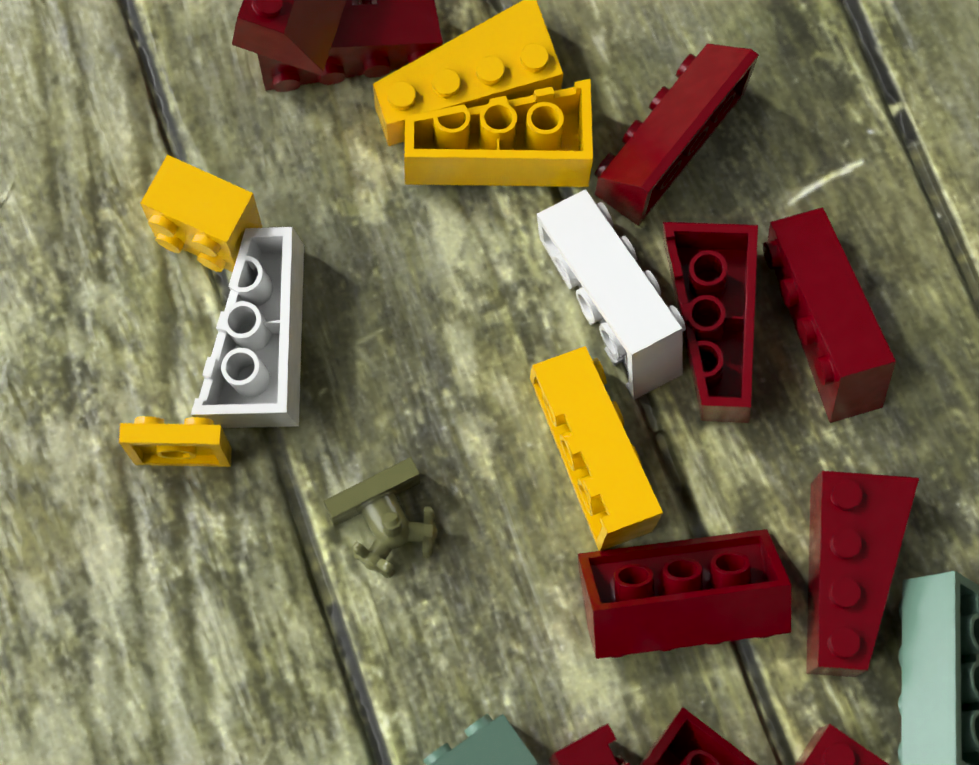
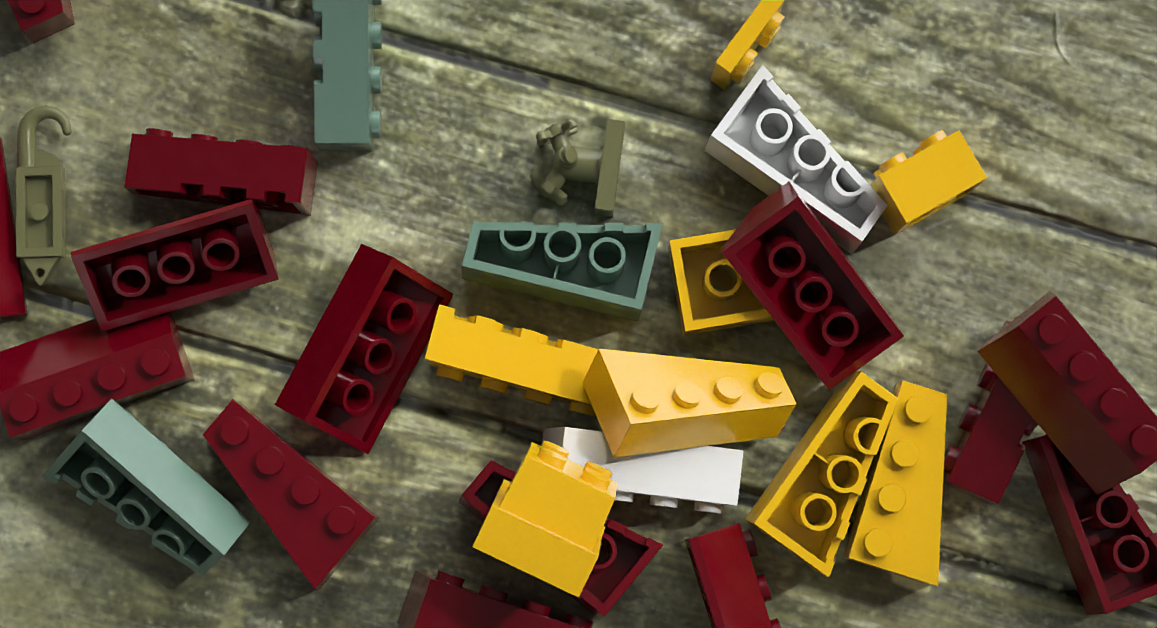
camera: 130 degrees right, 10 degrees up
(360, 246) = (810, 286): none -> dark red slope
(405, 327) = (709, 288): none -> yellow brick
(476, 454) = (566, 263): none -> sand green wedge
(540, 285) = (683, 402): none -> yellow wedge
(723, 299) = (550, 517): none -> yellow piece

